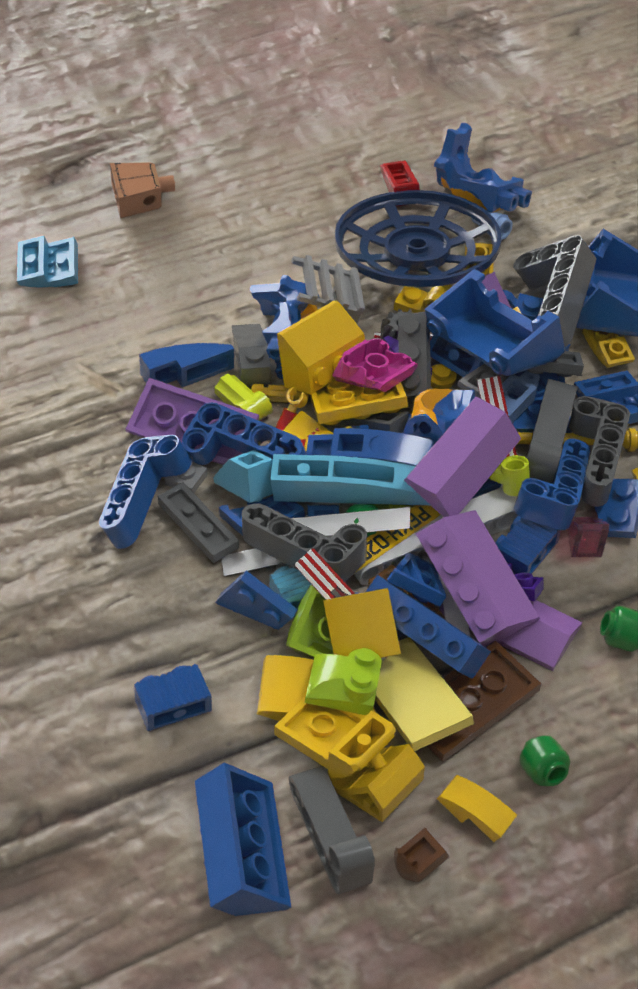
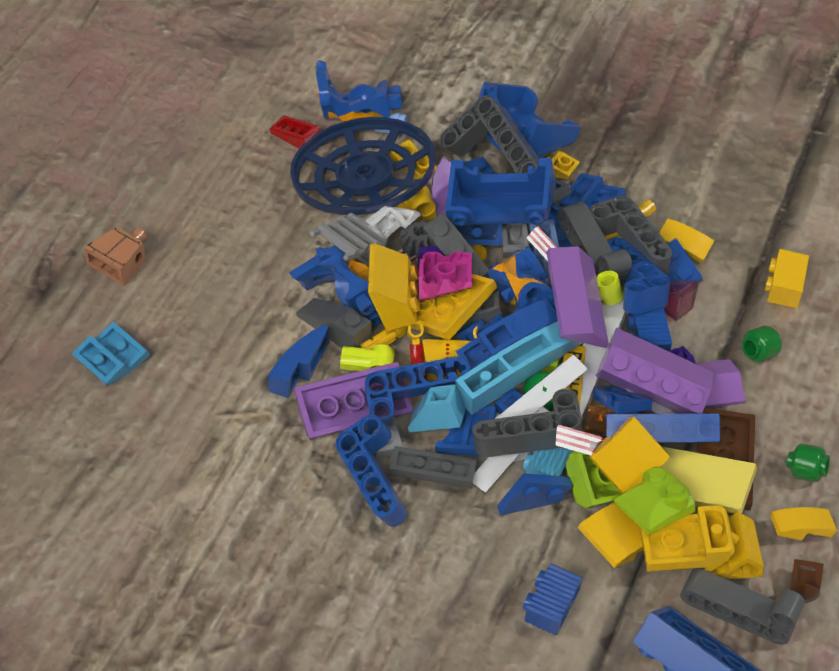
camera: 40 degrees left, 0 degrees up
(385, 296) = (391, 218): none -> white slope

